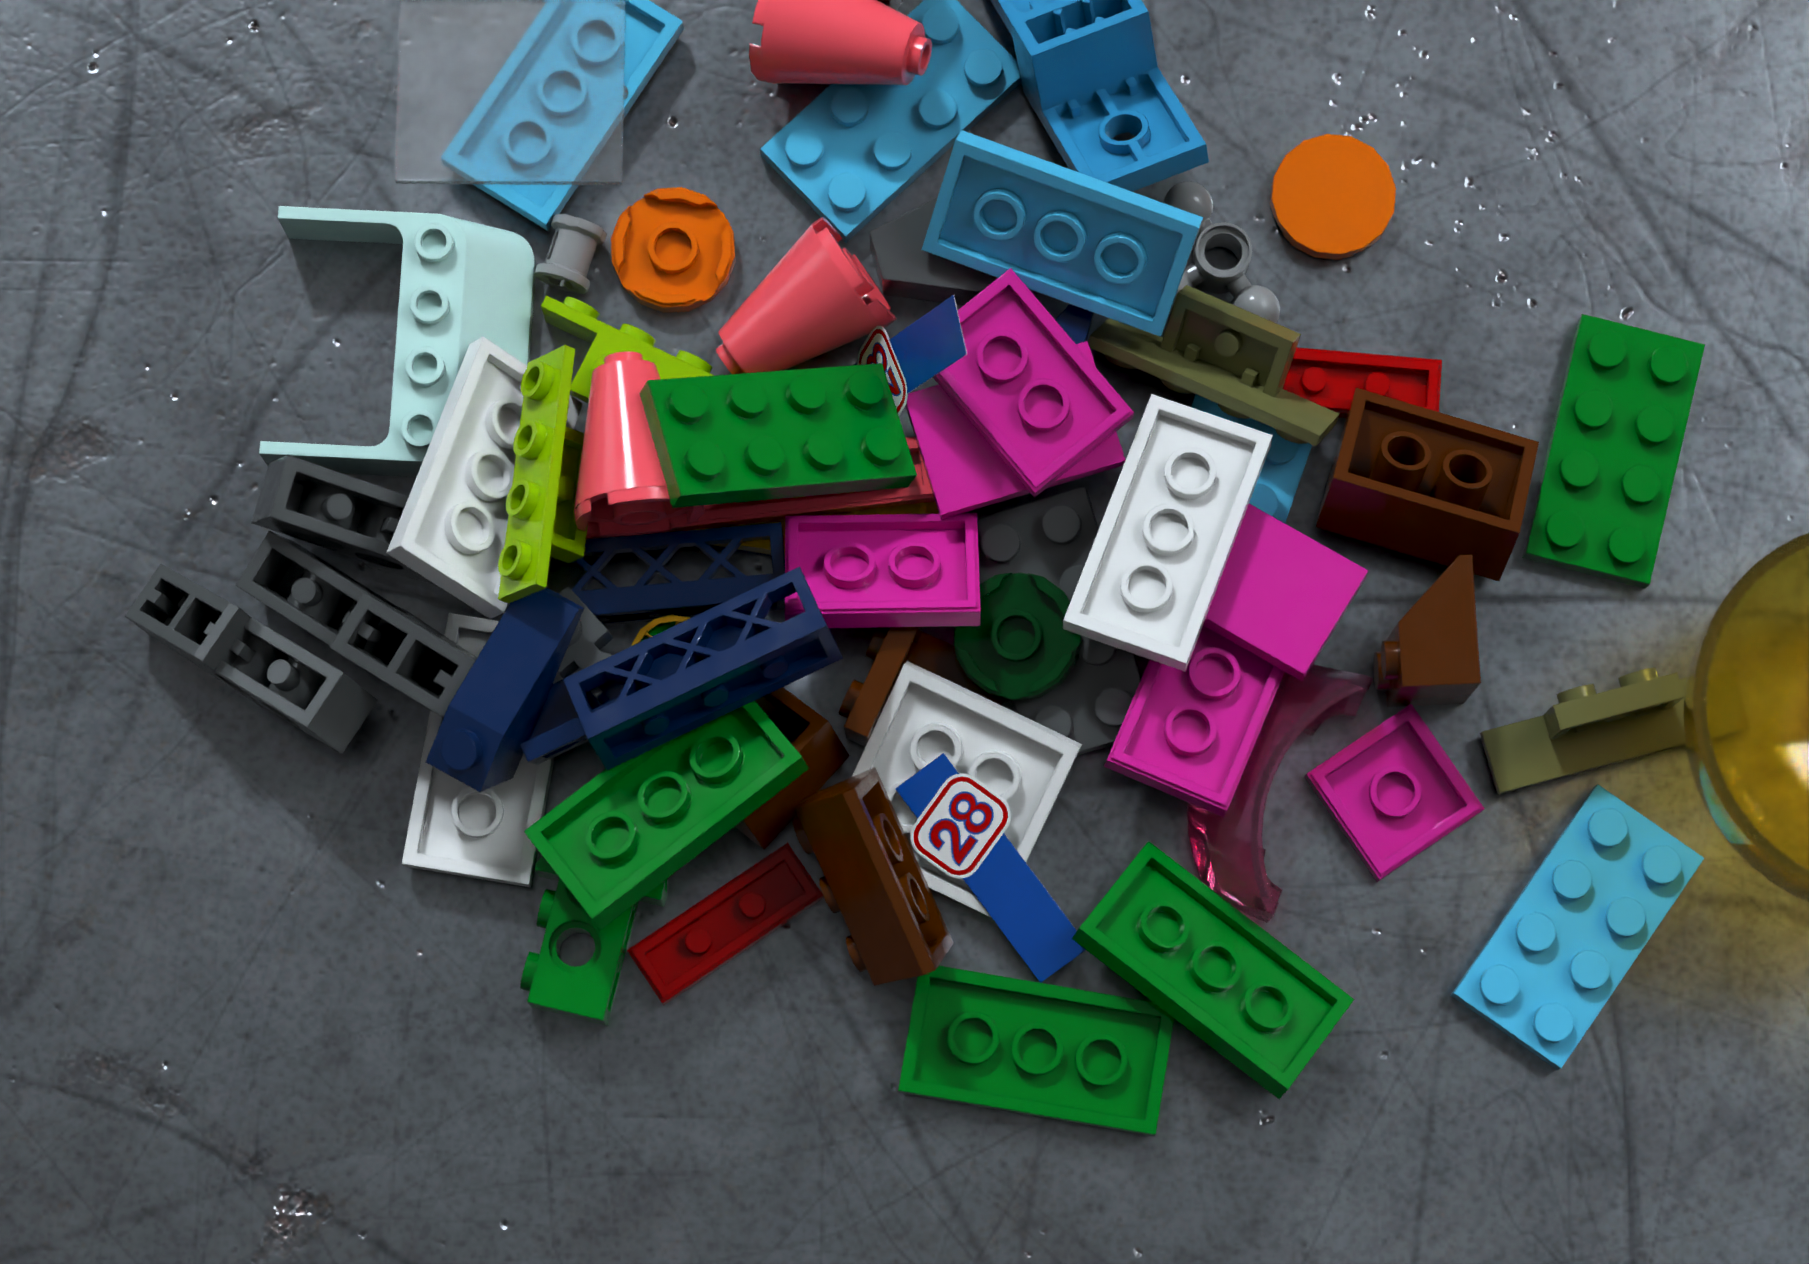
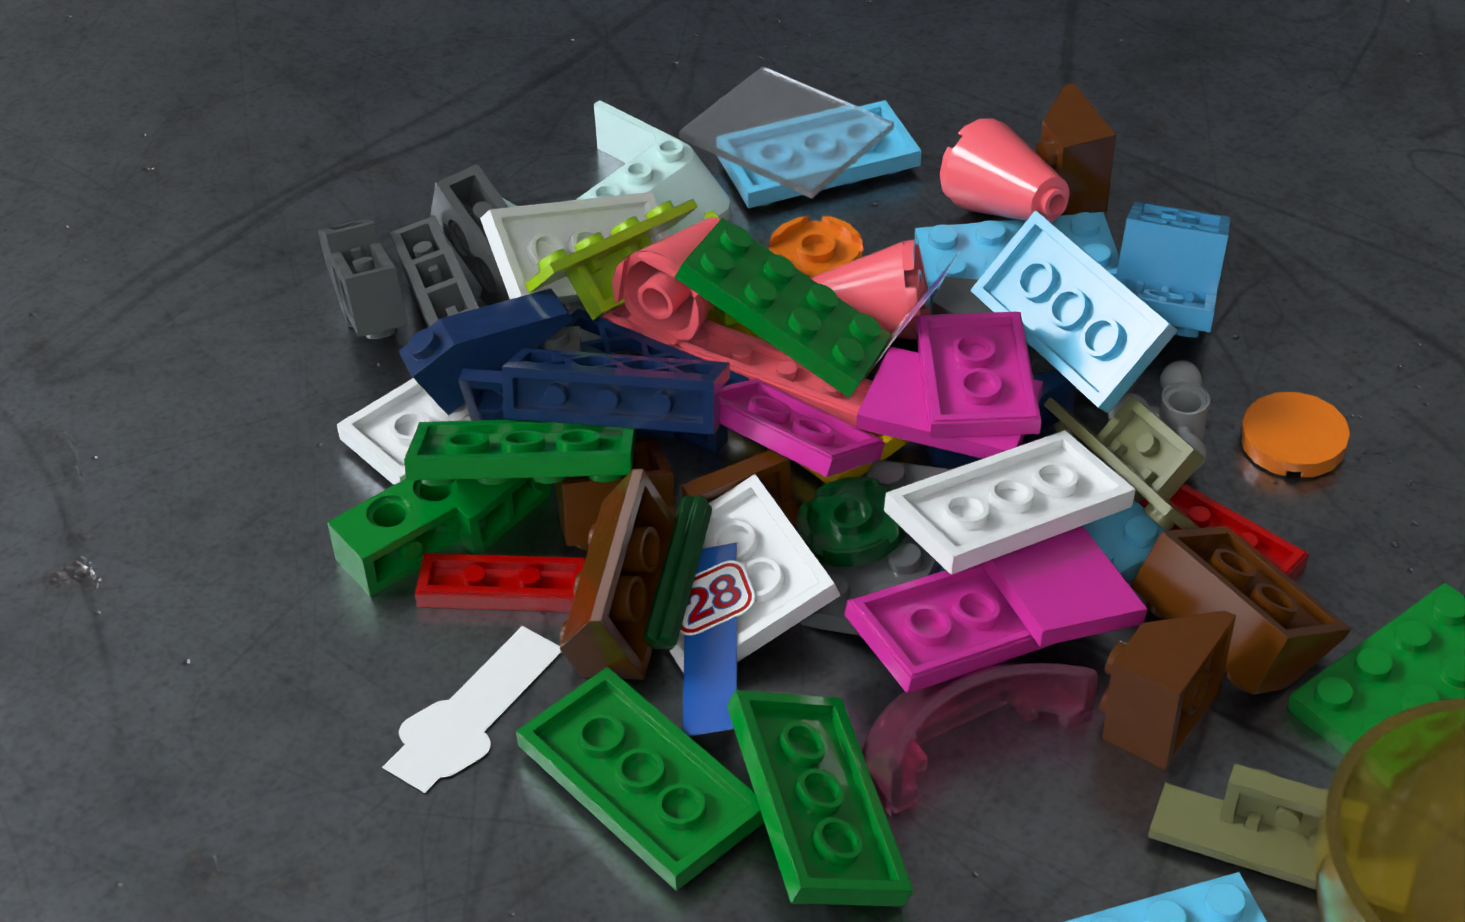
camera: 40 degrees right, 35 degrees down
(570, 253) = (755, 213): light grey bush -> none
(815, 1116) = (452, 731): none -> white sticker
(915, 824) = (677, 573): none -> dark green axle
(1394, 792) = (1062, 789): dark pink tile -> none

